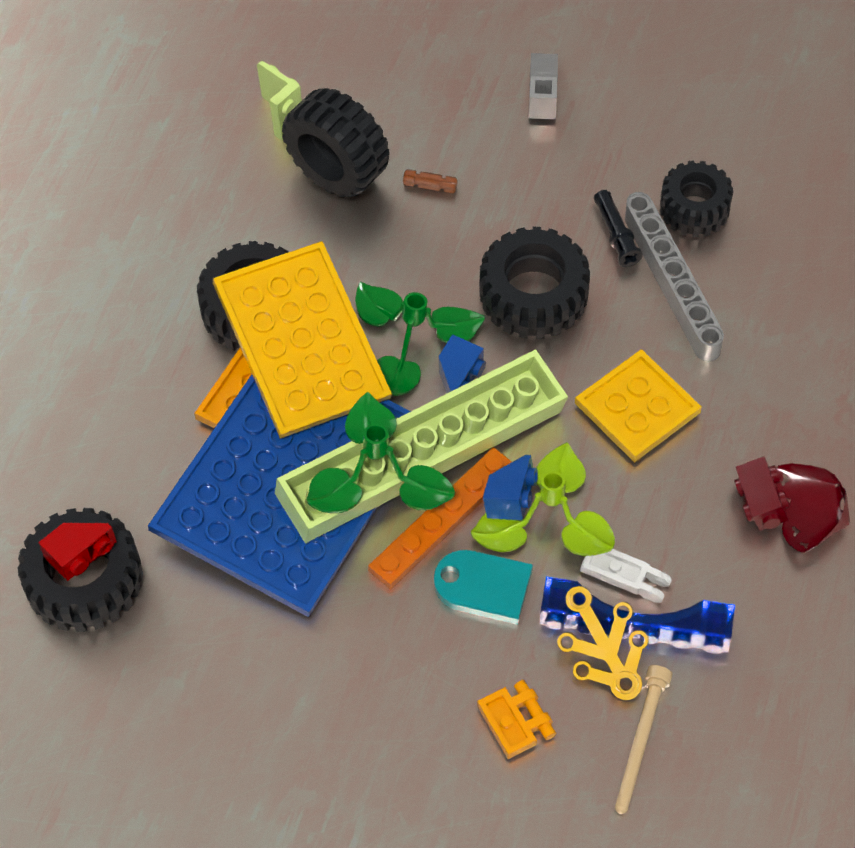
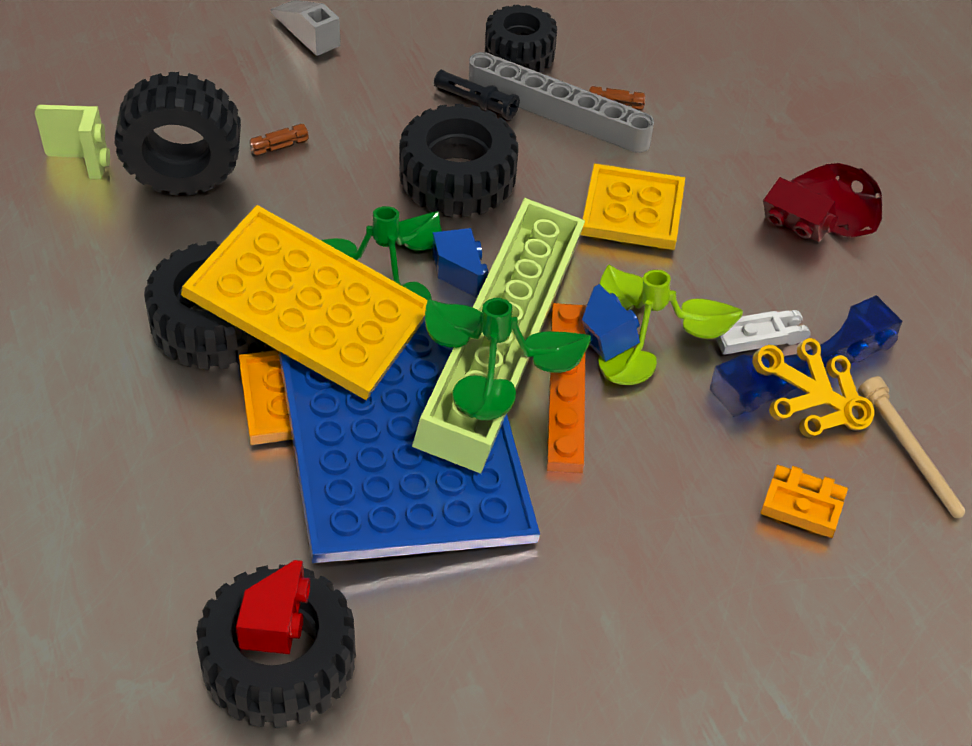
camera: 45 degrees left, 10 degrees down
(485, 584) = (660, 415): teal tile -> none
(729, 299) = (635, 100): none -> dark orange axle

